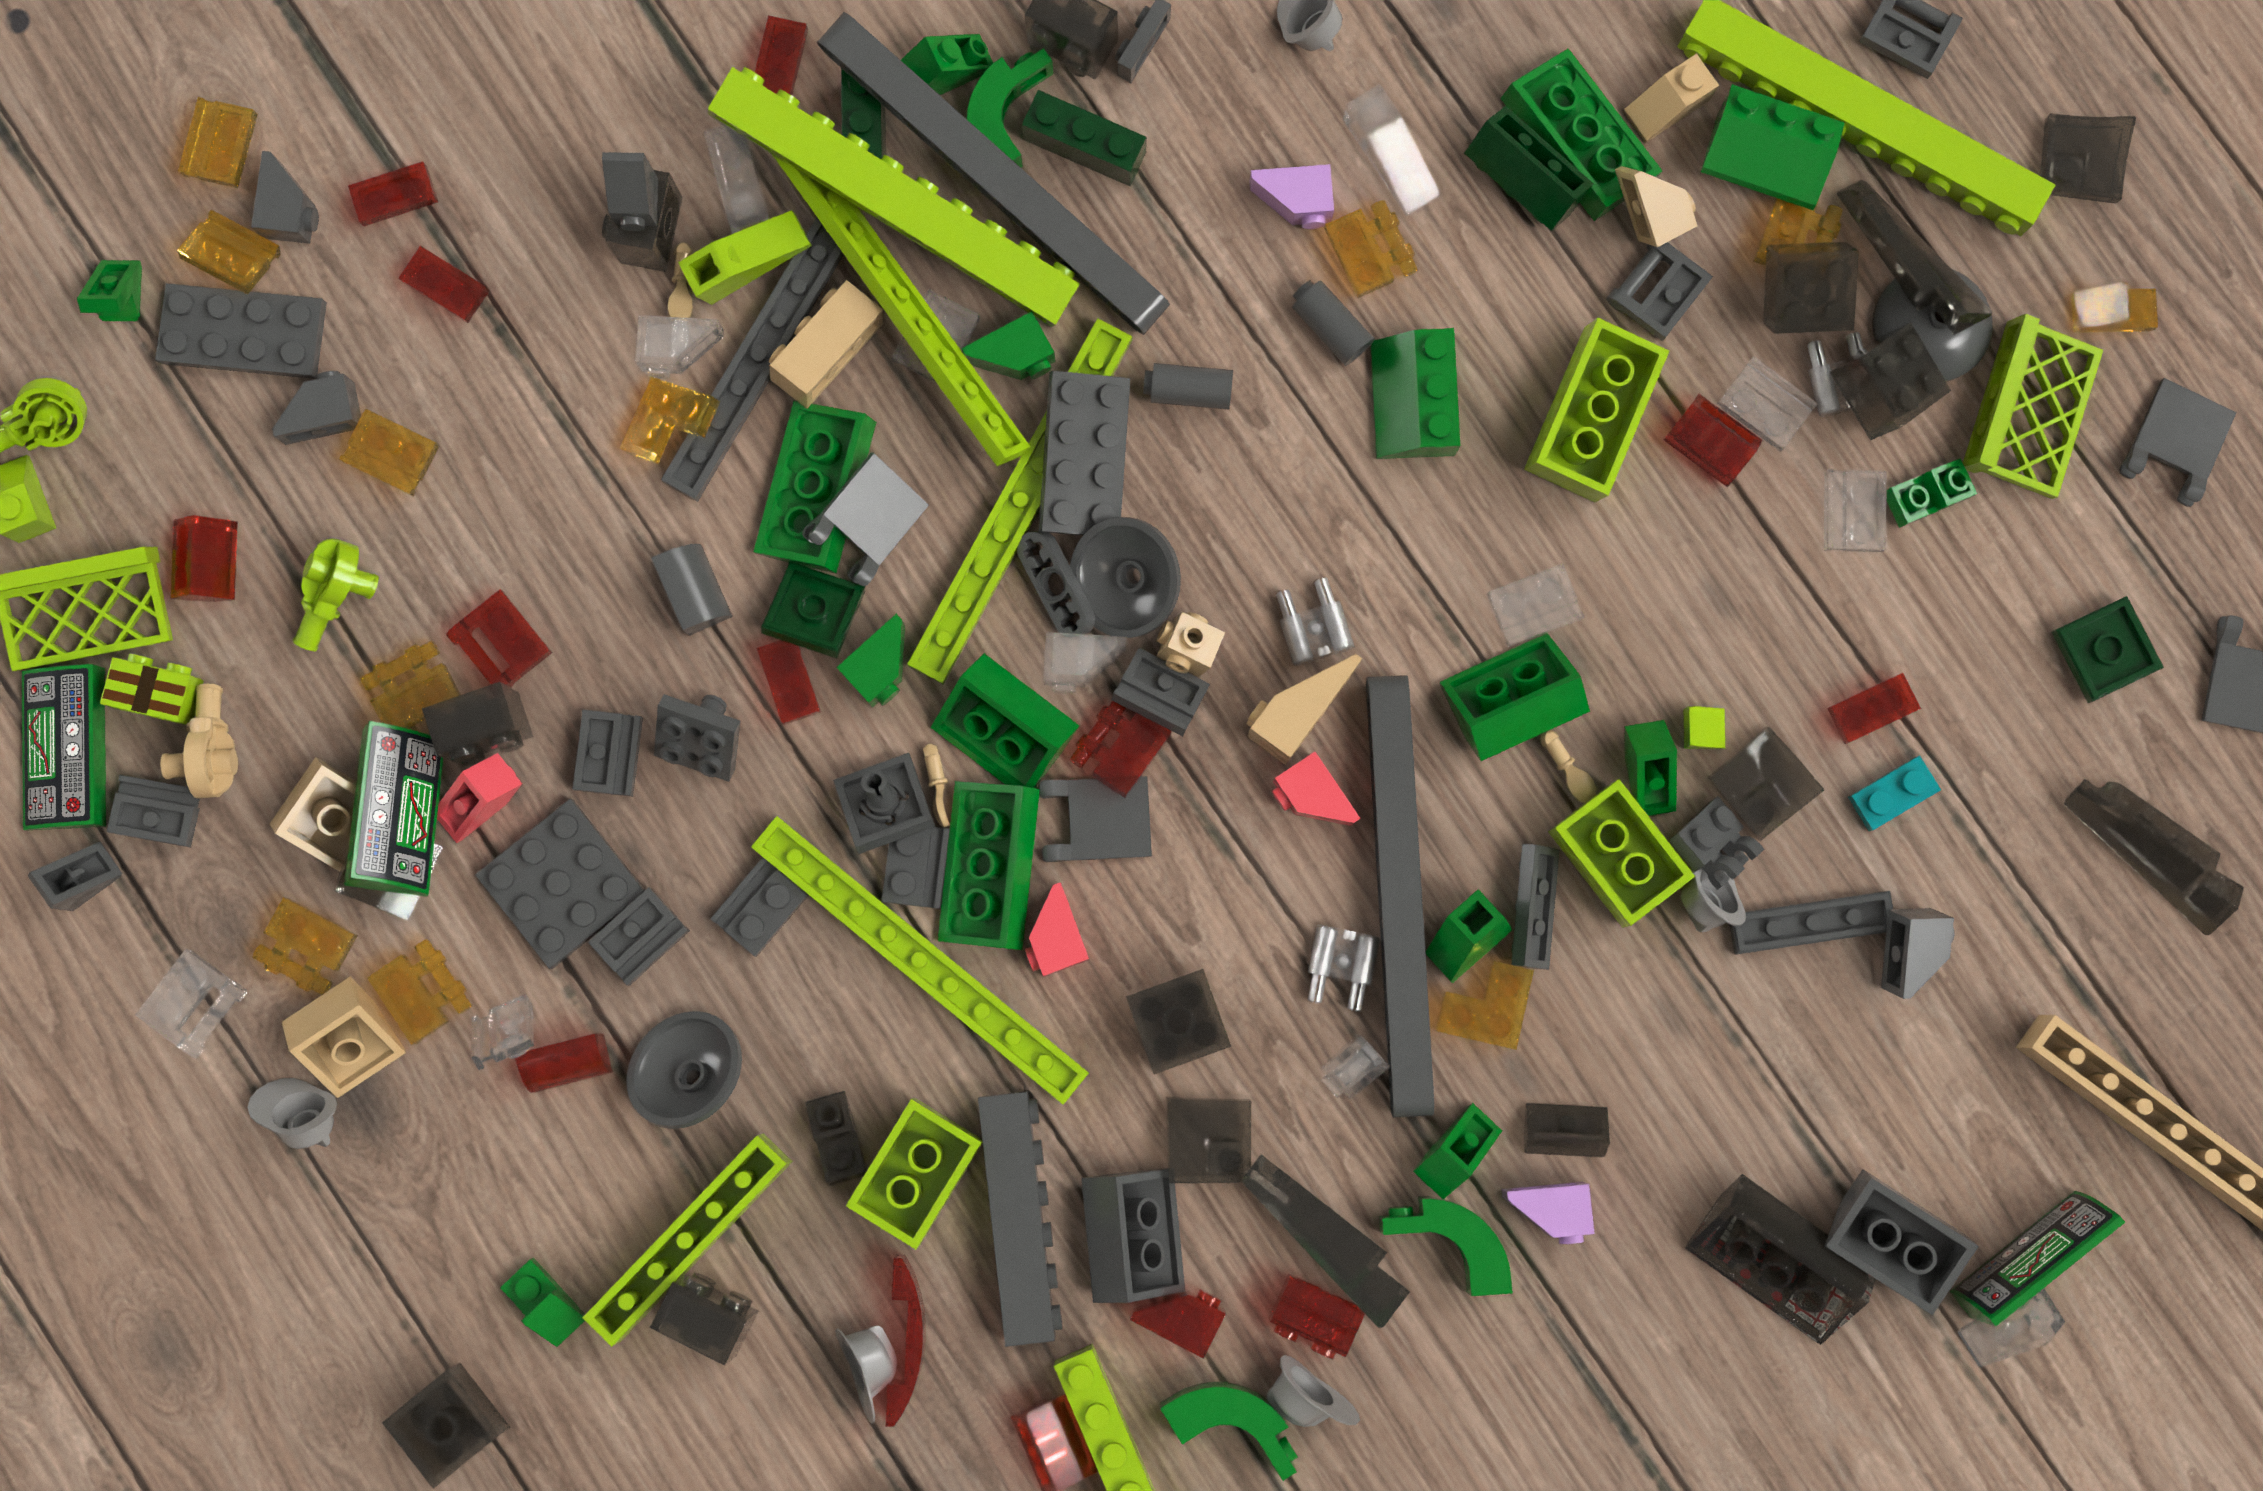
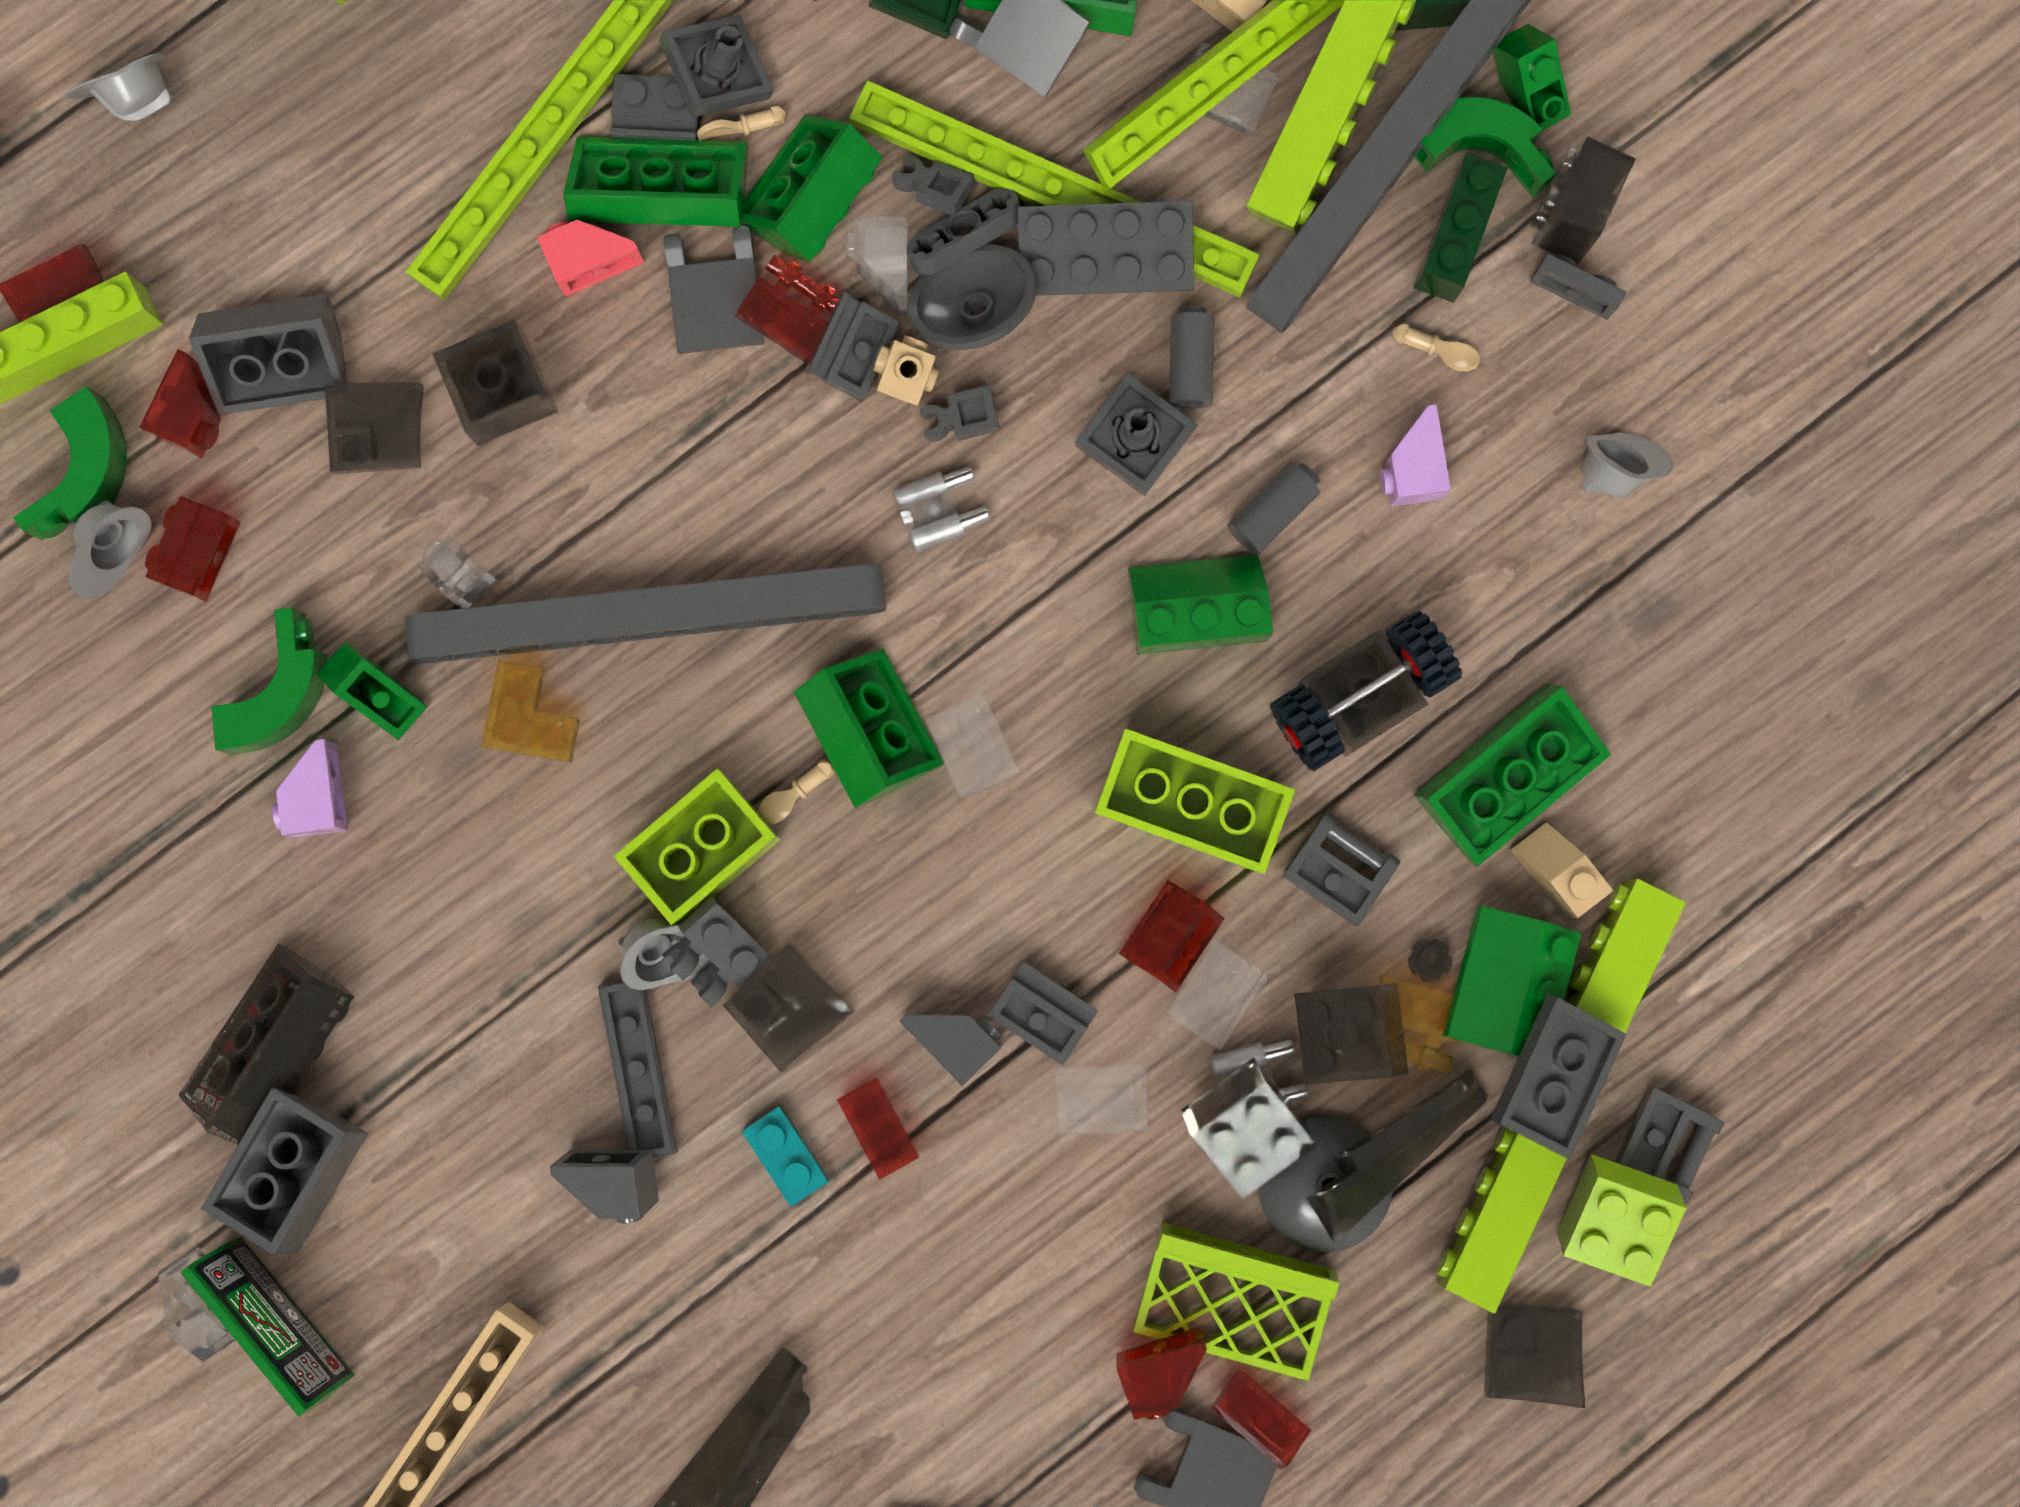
camera: 85 degrees right, 0 degrees up
(836, 1138) = (365, 50): clear smoke slope -> none
(878, 663) = (867, 51): green slope -> none
(906, 1288) = (209, 127): clear red slope -> none
(914, 1173) = (326, 121): lime brick -> none
(1012, 604) = (938, 187): none -> dark grey plate
(1013, 350) = (1220, 171): green slope -> none
(1017, 1218) = (285, 233): dark grey brick -> none
(1197, 153) = (1454, 354): none -> tan piece
(1229, 589) = (968, 414): none -> dark grey plate
(1257, 415) = (1131, 403): none -> dark grey plate
(1294, 712) = (826, 481): tan slope -> none
(1313, 793) = (751, 516): coral slope -> none
(1330, 1240) = (272, 557): clear smoke wedge -> none
(1344, 957) = (576, 558): clear piece -> none
(1360, 254) = (1356, 534): clear yellow plate -> none
(1390, 149) = (1475, 562): clear slope -> none
(1467, 936) = (603, 689): green slope -> none
(1508, 252) = (1366, 690): none -> brick
(1528, 168) = (1466, 712): dark green brick -> none
(1535, 906) = (637, 760): dark grey plate -> none
(1566, 1130) = (401, 808): clear smoke slope -> none
(1651, 766) = (797, 880): green slope -> none
(1656, 207) = (1433, 856): tan slope -> none
(1704, 727) = (847, 940): lime slope -> none
(1742, 228) = (1419, 965): none -> clear smoke plate
(1777, 557) = (1043, 1013): none -> dark grey plate
(1800, 635) = (955, 1041): none -> dark grey slope
(1860, 111) = (1558, 1076): none -> dark grey plate
(1930, 492) = (1128, 1185): green slope -> none
(1978, 72) = (1621, 1220): none -> lime brick
(2094, 471) = (1160, 1372): none -> clear red slope
(2107, 649) = (960, 1394): dark green plate -> none
(2114, 309) = (1357, 1394): clear yellow slope -> none
(2136, 391) = (1261, 1419): none -> clear red plate

